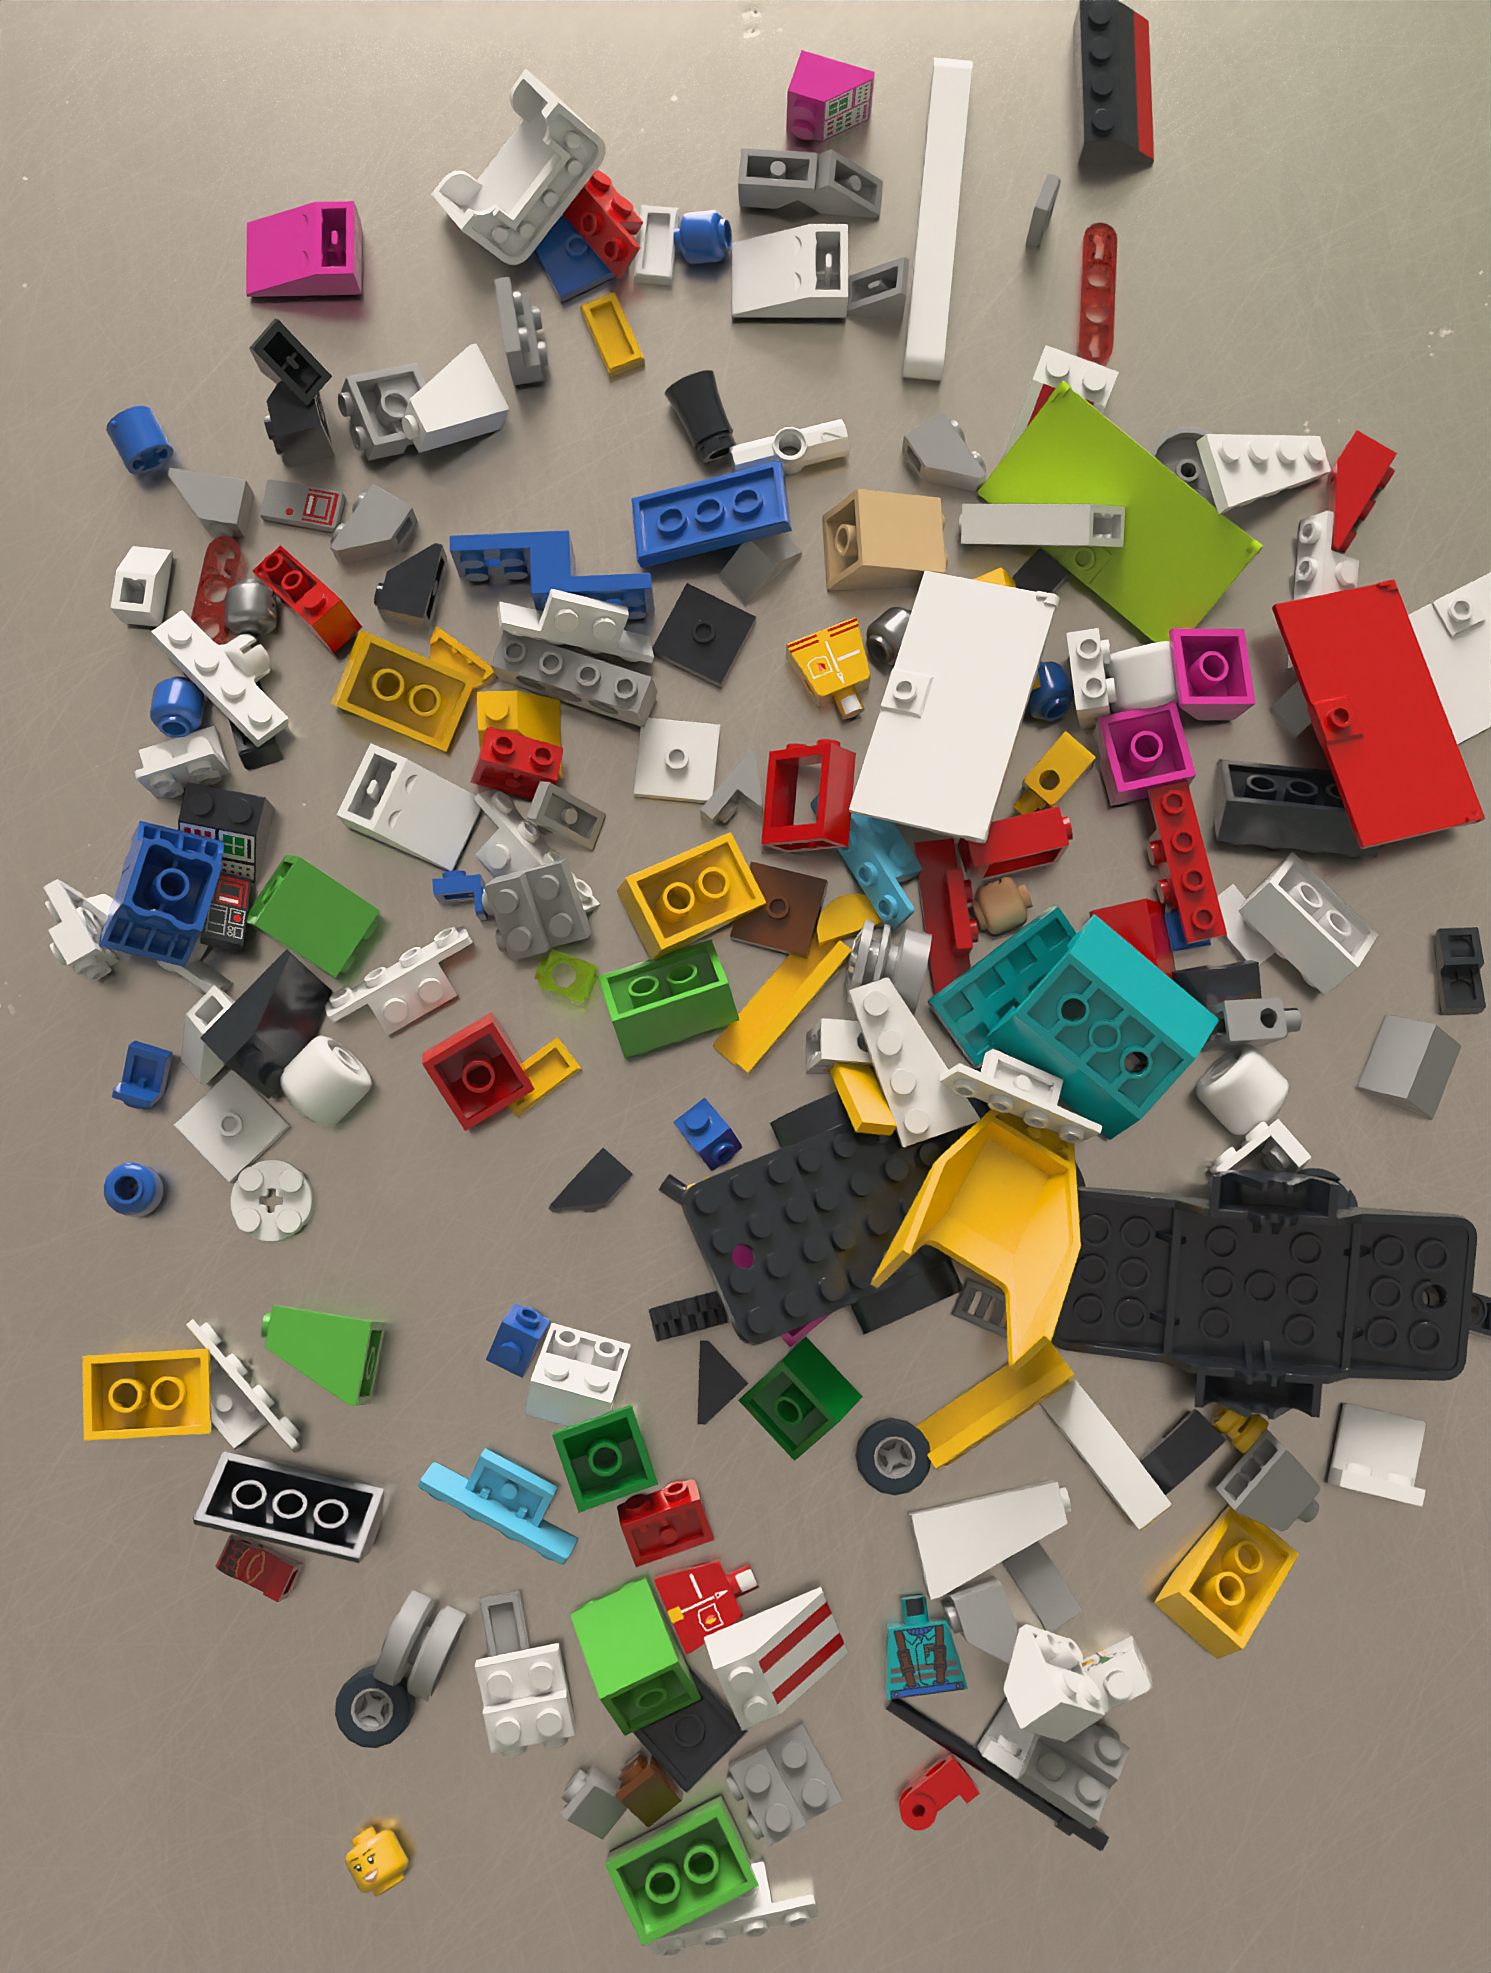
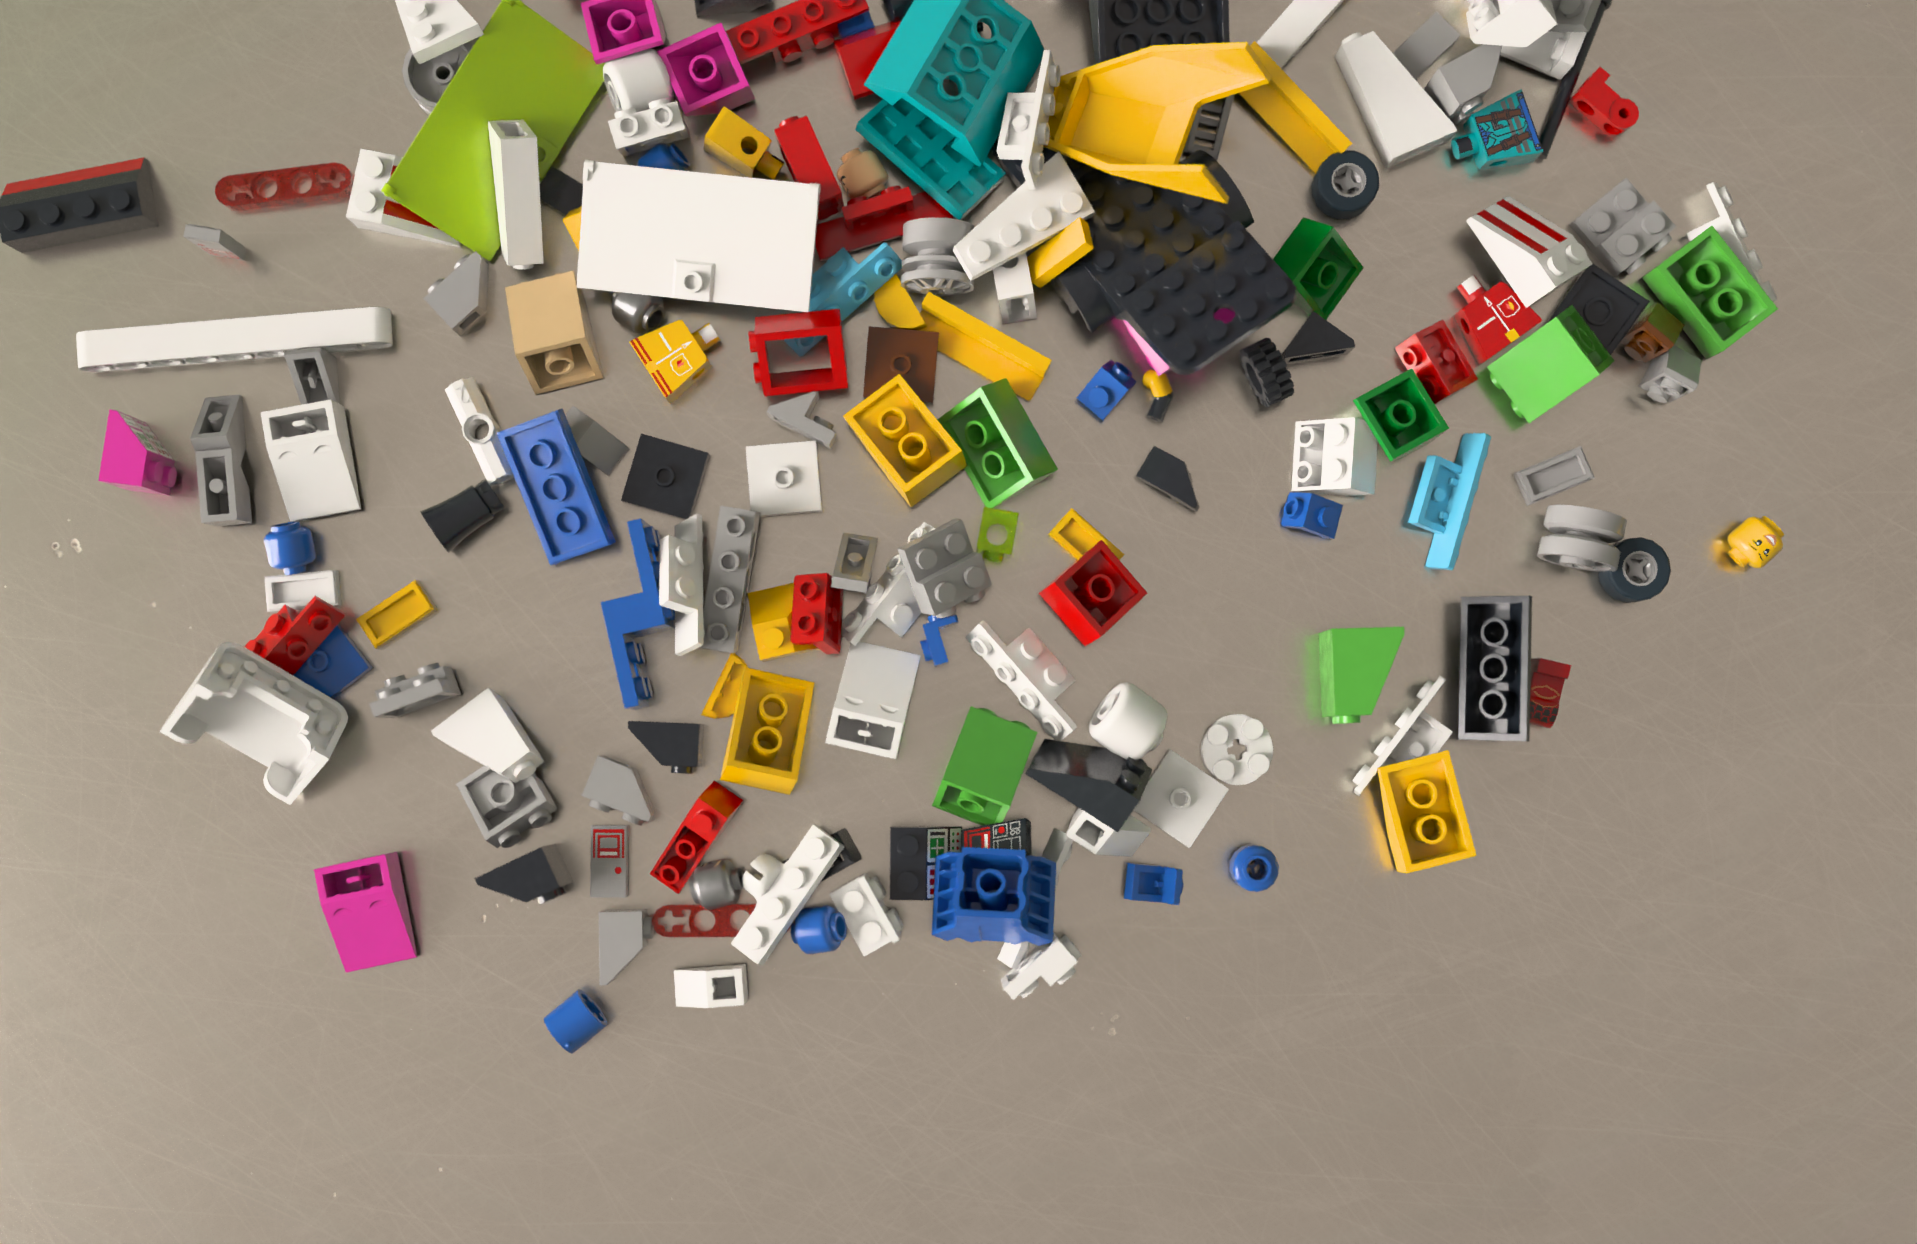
camera: 105 degrees left, 5 degrees up
(289, 363) = (491, 883): black slope -> none
(525, 1700) = (1603, 446): white plate -> none

